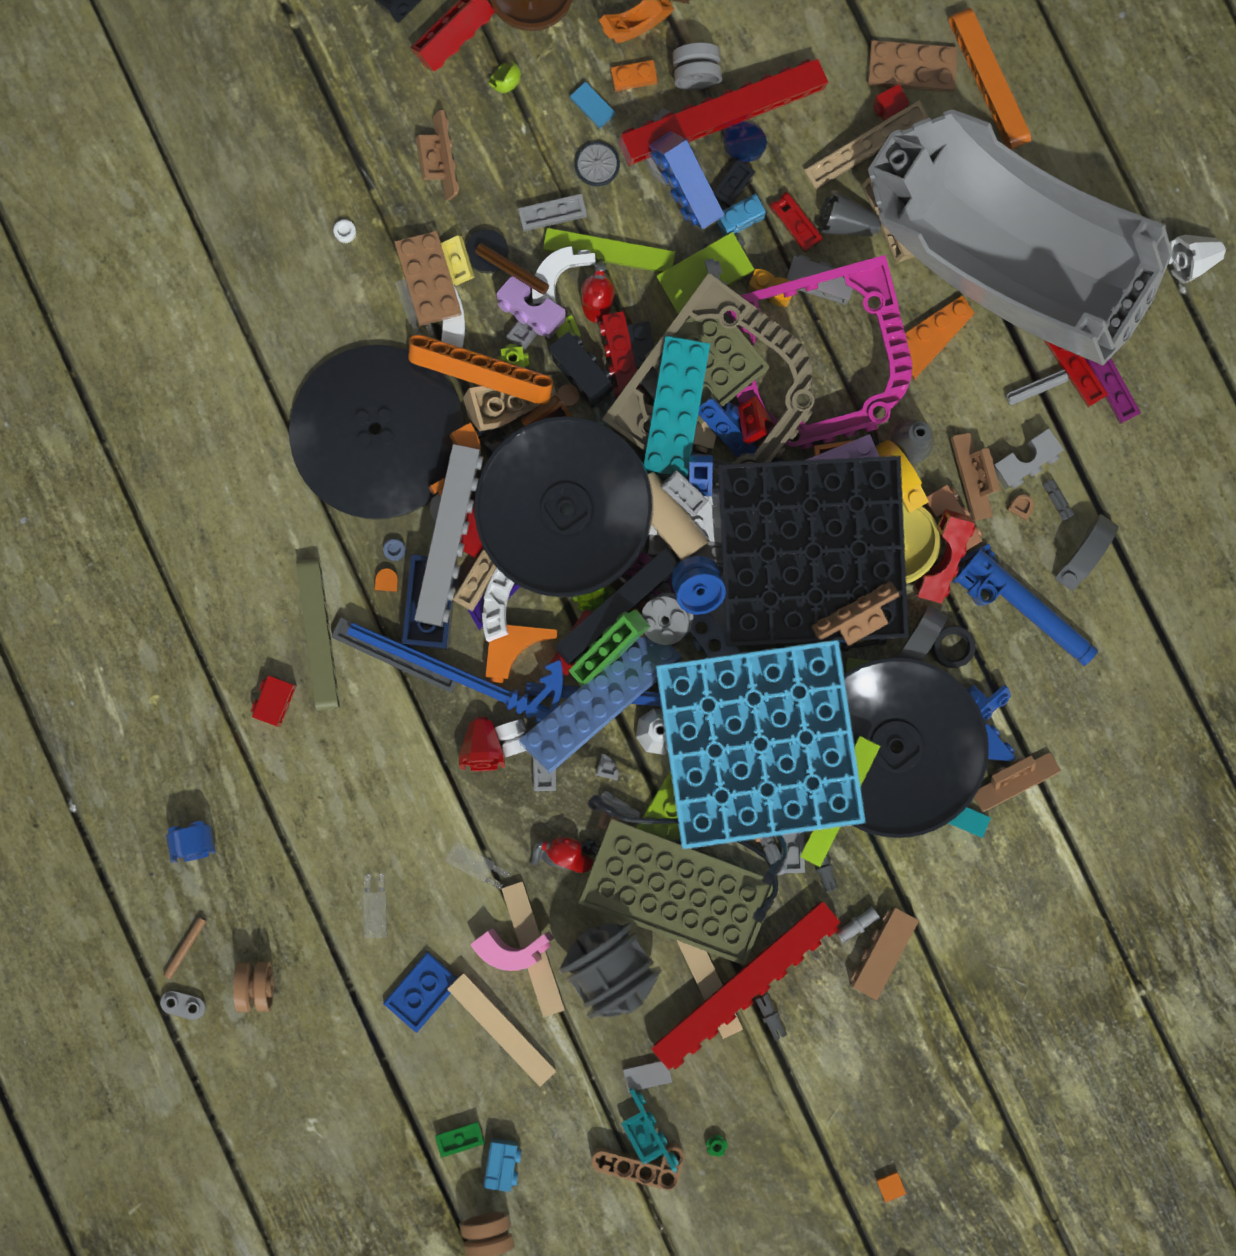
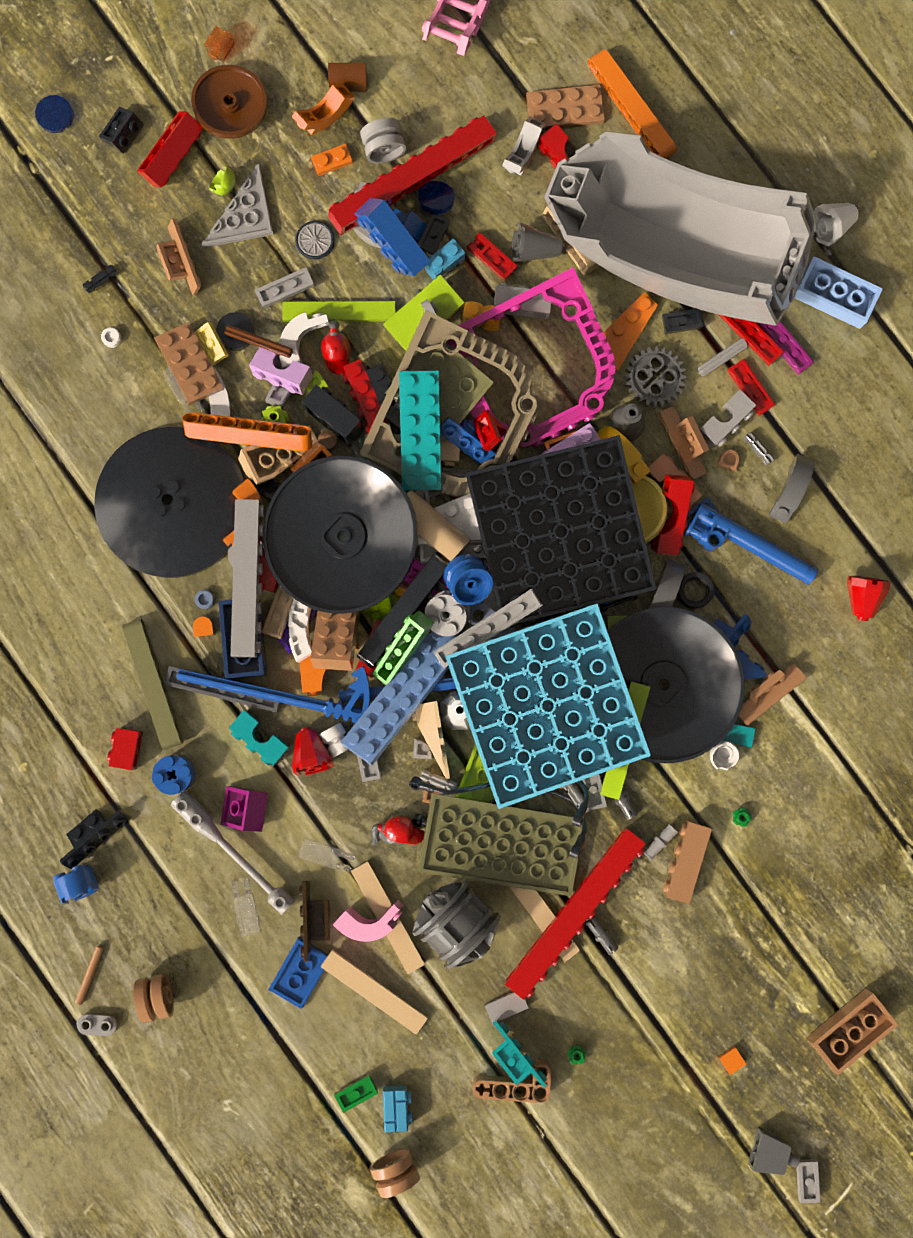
camera: 10 degrees left, 0 degrees up
(216, 790) = (91, 834): none -> black bracket
(309, 740) = (163, 778): none -> blue brick
(344, 162) = (100, 278): none -> black axle
(345, 801) = (202, 822): none -> light grey bar
(394, 795) = (244, 809): none -> magenta slope
(412, 704) = (245, 727): none -> teal arch
(451, 935) = (315, 920): none -> dark brown bracket
(523, 121) = (245, 215): none -> light grey tile
(534, 625) = (335, 640): none -> medium nougat brick
(592, 105) = (301, 191): dark azure tile -> none
(623, 741) = (430, 725): none -> tan wedge
(684, 493) = (441, 503): light grey plate -> none
(701, 473) = (452, 485): blue brick -> none
(711, 167) = (412, 223): none -> blue slope
(713, 642) = (490, 626): none -> light grey tile
(858, 103) = (525, 146): none -> light grey arch
(858, 617) = (611, 580): medium nougat bracket -> none
(863, 146) = (535, 183): tan tile -> none
(949, 840) = (724, 755): none -> white hair
(951, 910) = (738, 813): none -> green plate
(965, 411) = (666, 388): none -> dark grey gear
(998, 337) = (682, 321): none -> black plate
(1033, 1180) = (852, 1031): none -> medium nougat brick
(1063, 427) = (751, 387): none -> red tile
(1147, 691) = (866, 595): none -> cone
(1182, 339) = (837, 292): none -> light blue brick

